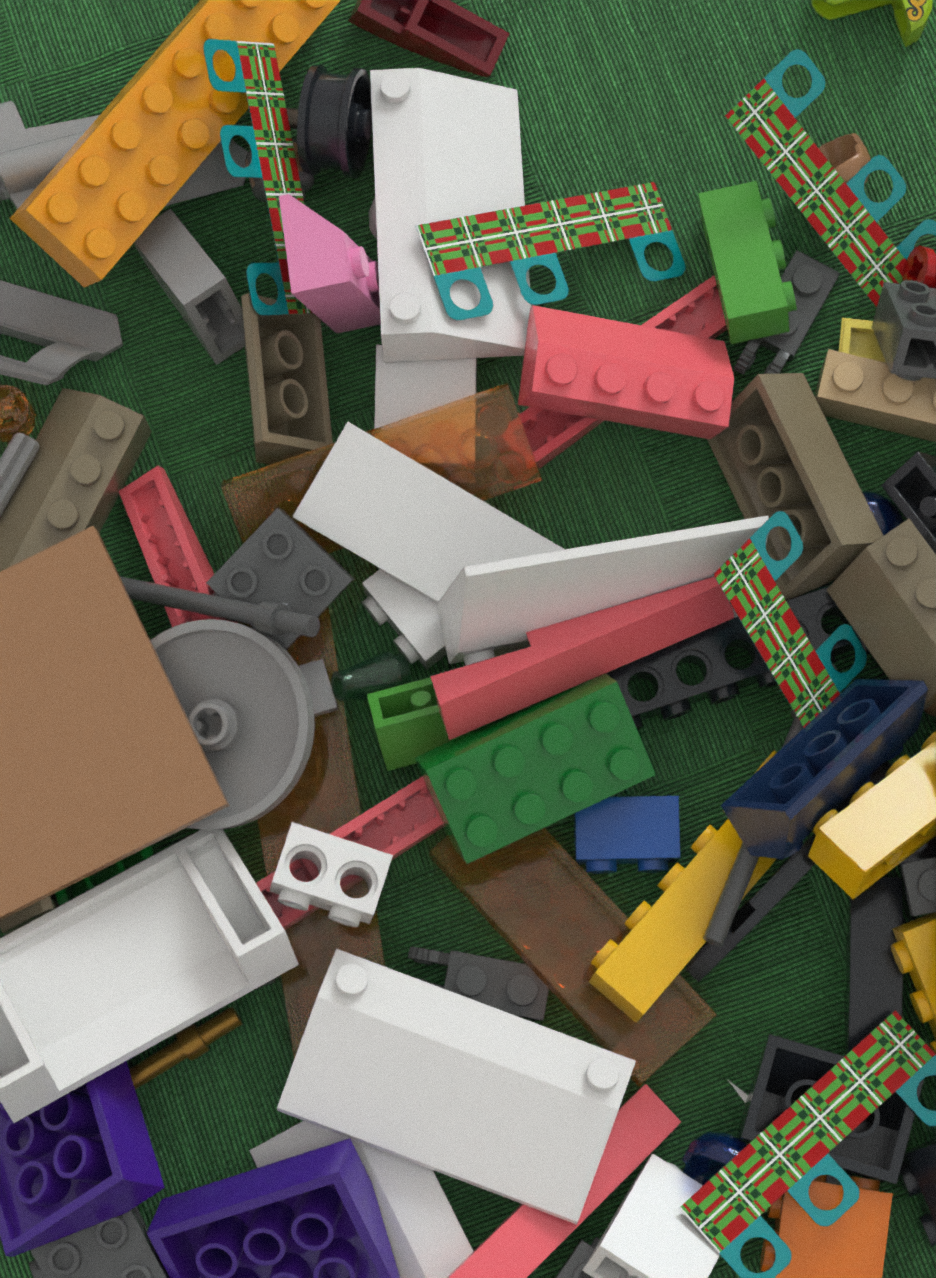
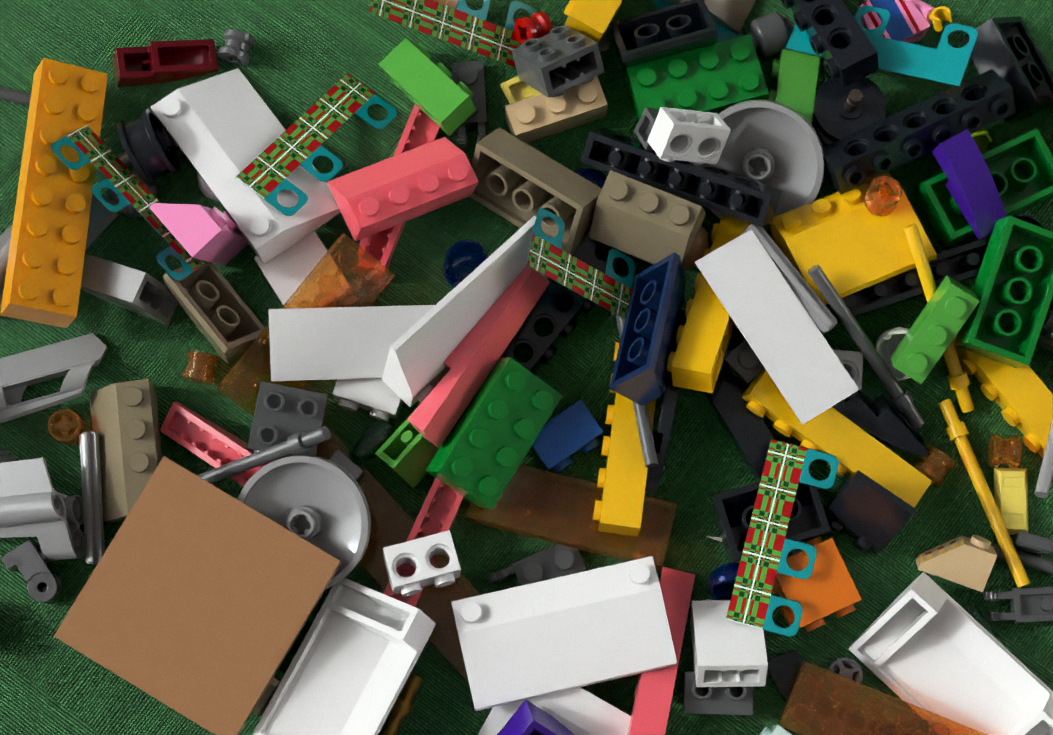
camera: 40 degrees left, 0 degrees up
(220, 443) = (200, 367): none -> clear orange wheel
(531, 61) = (236, 47): none -> dark grey wheel
(642, 514) = (461, 260): none -> clear blue hair

